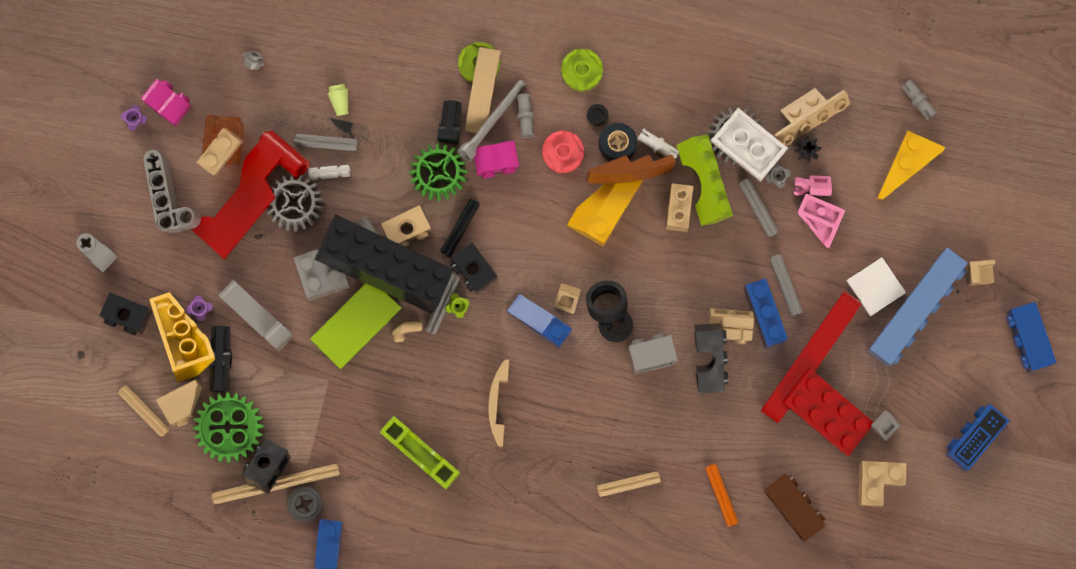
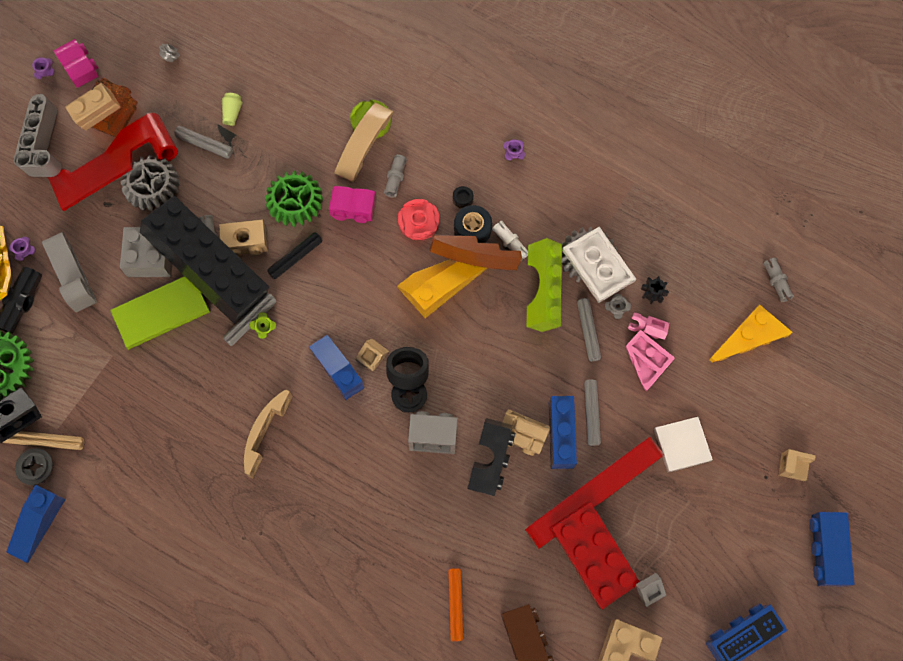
camera: 20 degrees right, 10 degrees down
(329, 172) = (195, 168): white axle -> none
(398, 333) = (202, 330): tan arm -> none
(419, 453) = (163, 447): lime arch -> none
(449, 127) = (321, 163): black piece -> none
(468, 150) = (328, 184): light grey piece -> none
(468, 256) = (291, 283): black brick -> none
(582, 69) = (463, 154): lime tile -> none
(628, 484) = (364, 559): tan axle -> none
(631, 43) = (514, 144): none -> medium lavender plate
(679, 207) = (510, 303): tan brick -> none
(808, 113) = (668, 258): tan bracket -> none
(917, 307) = (720, 478): medium blue brick -> none

